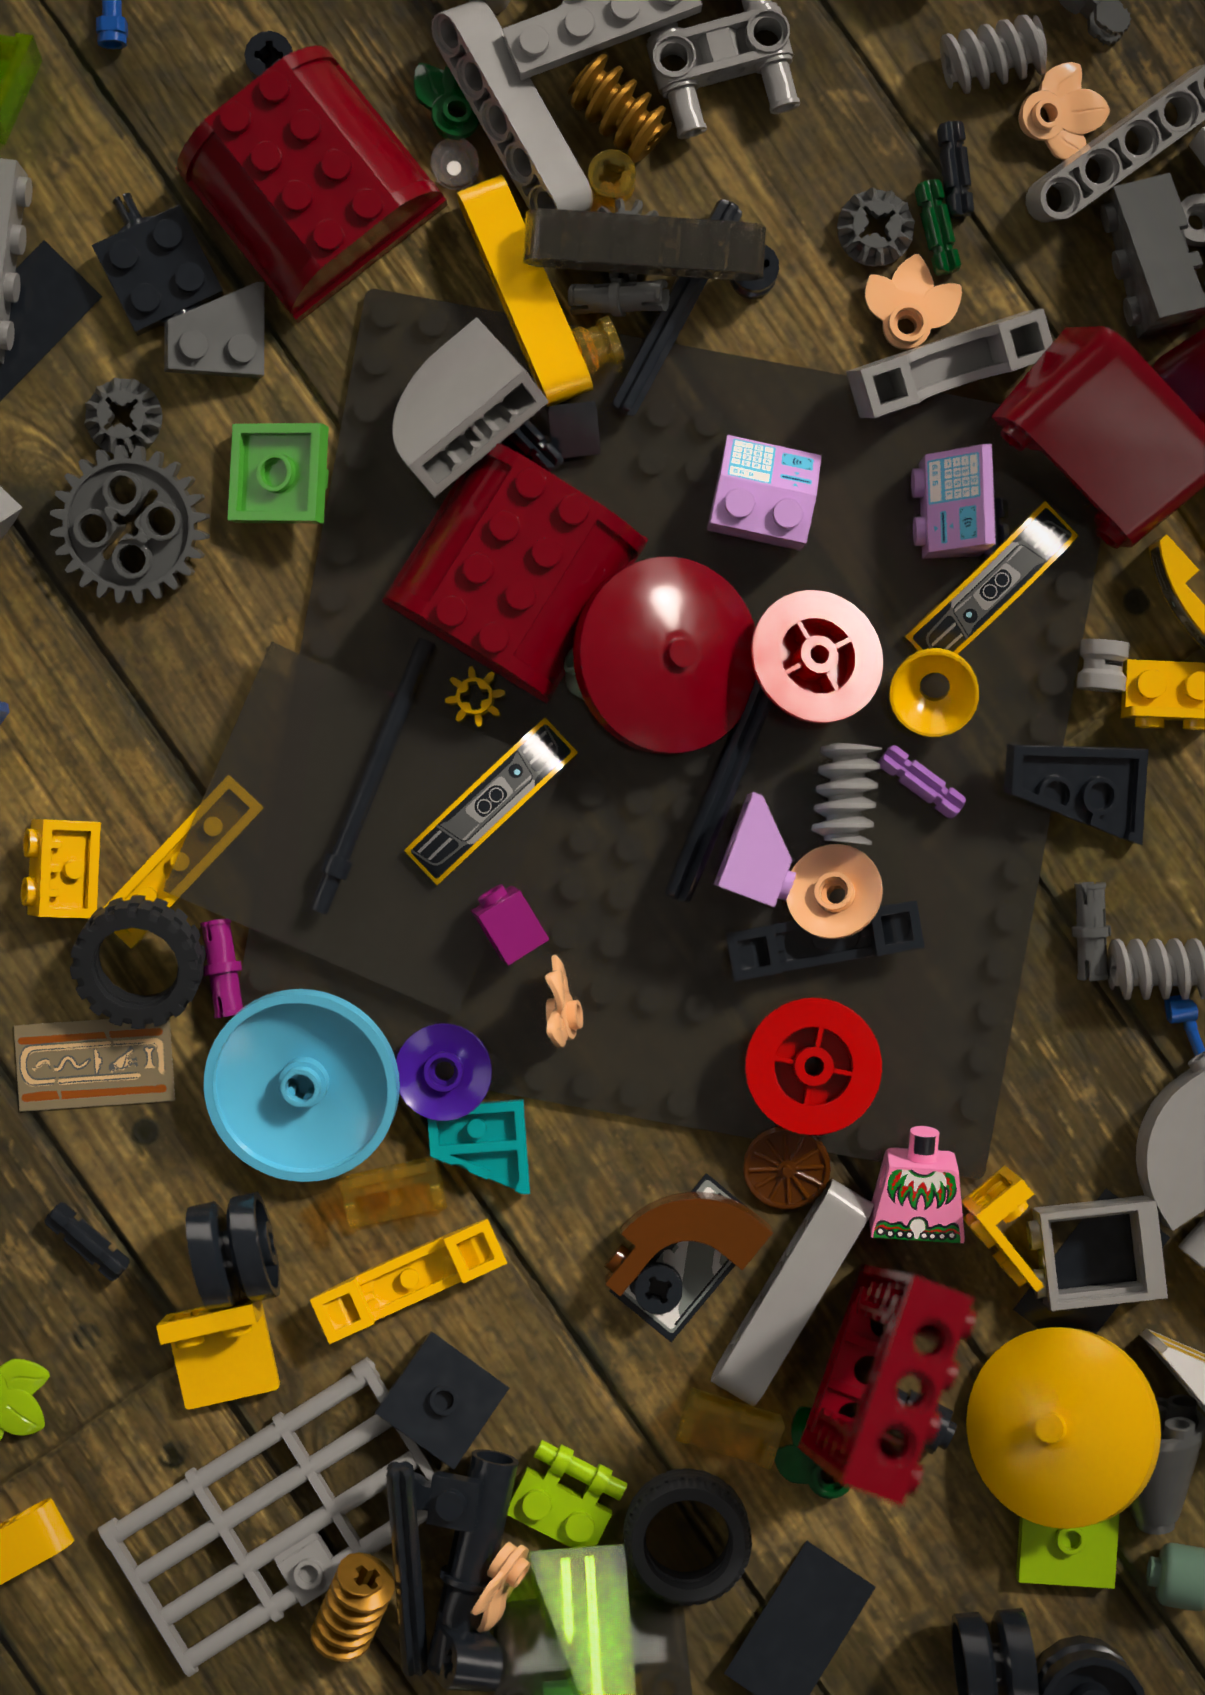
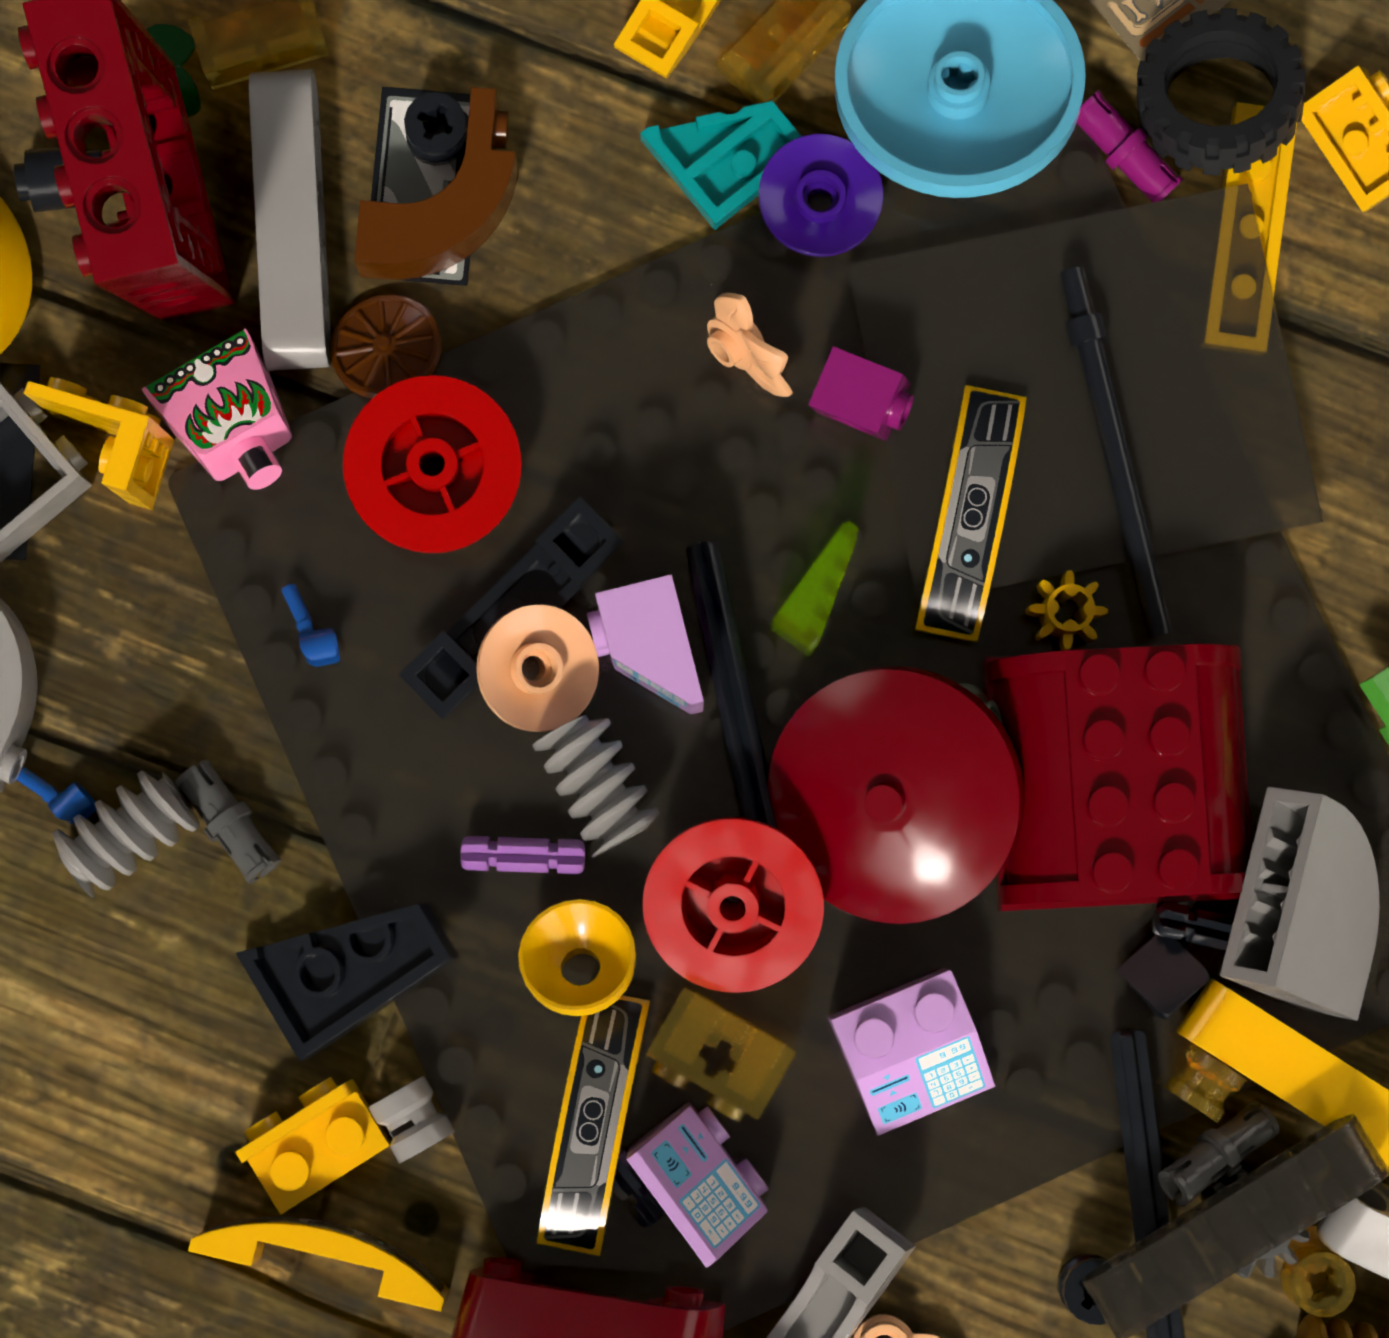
camera: 140 degrees right, 5 degrees down
(634, 813) = (809, 605): none -> clear neon green slope
(862, 559) = (758, 1055): none -> clear yellow brick
(962, 1004) = (317, 646): none -> blue hand

